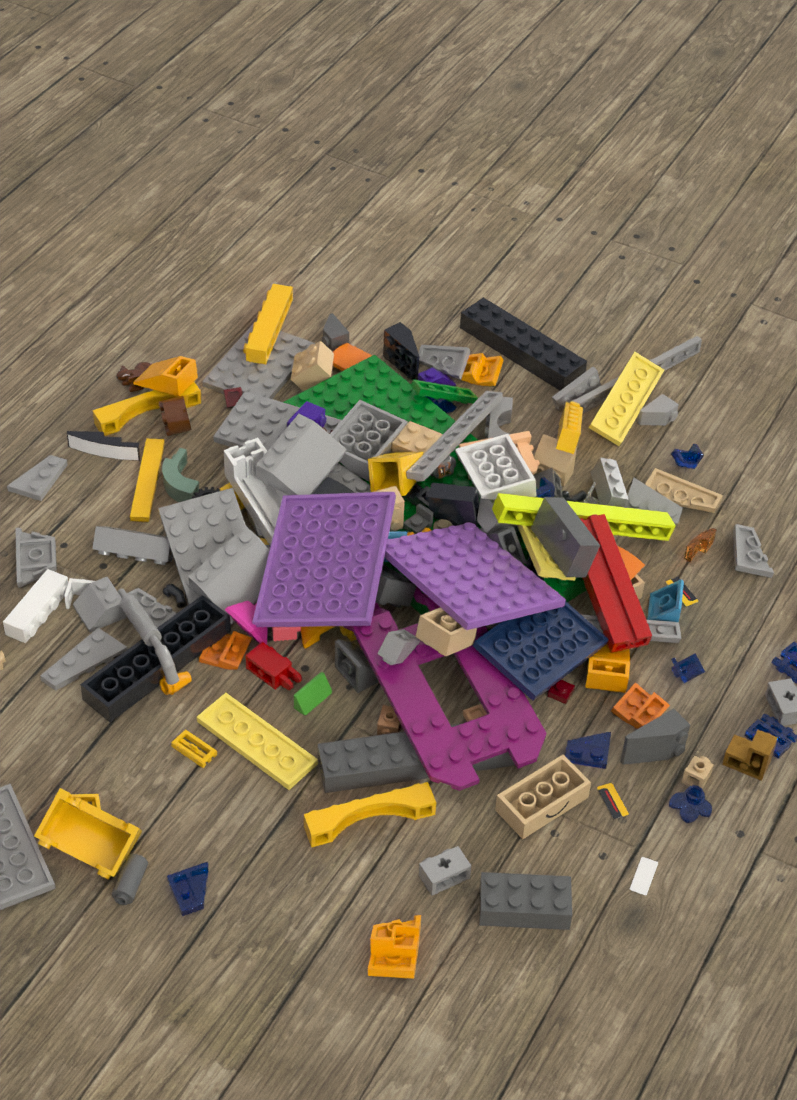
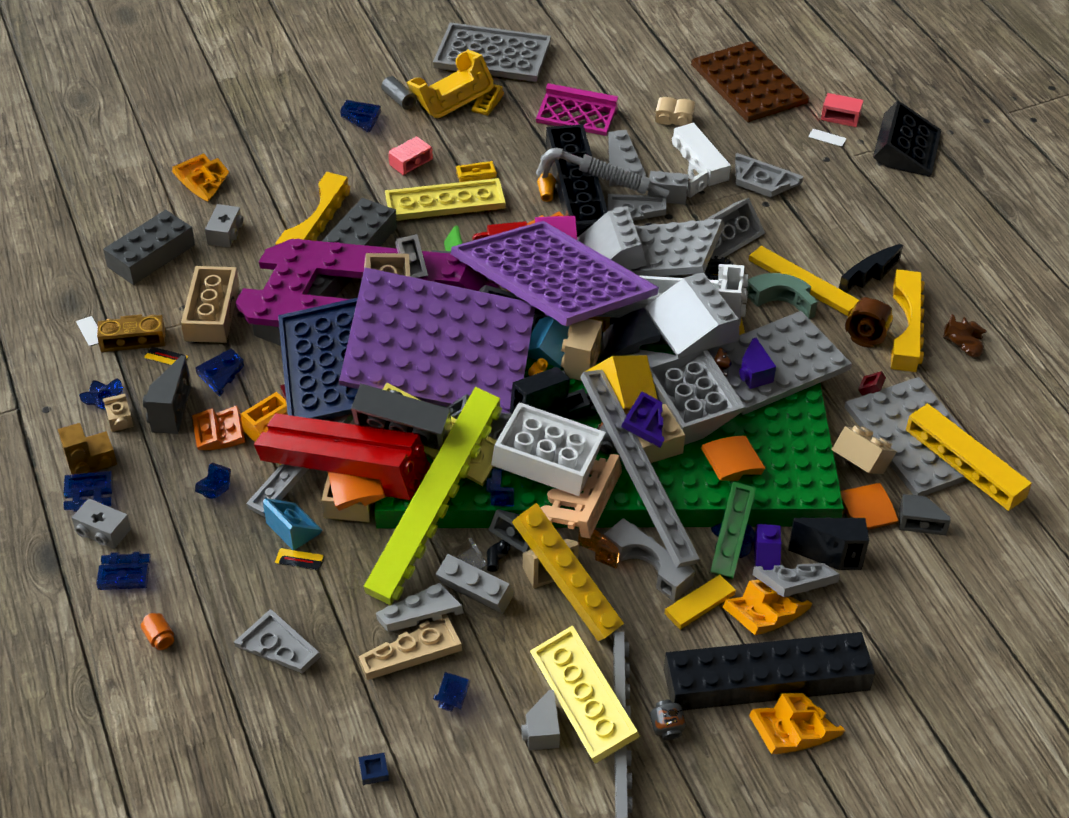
camera: 130 degrees right, 0 degrees up
(21, 727) = (580, 99): none -> dark pink fence
(39, 479) = (862, 221): light grey wing -> none
(169, 376) = (922, 328): light orange slope -> none
(220, 802) = (410, 155): none -> coral brick
(396, 403) = (732, 458): none -> orange slope
(425, 434) = (646, 419): none -> dark purple wing
(520, 399) = (699, 602): none -> yellow tile
(545, 322) = (793, 724): none -> light orange slope
(583, 384) = (640, 665): light grey wing -> none
(601, 363) = (668, 720): none -> dark grey head
(621, 832) = (131, 332): none -> pearl gold piece
(700, 543) = (329, 606): clear orange slope -> none
(766, 462) = (373, 768): none -> dark blue plate

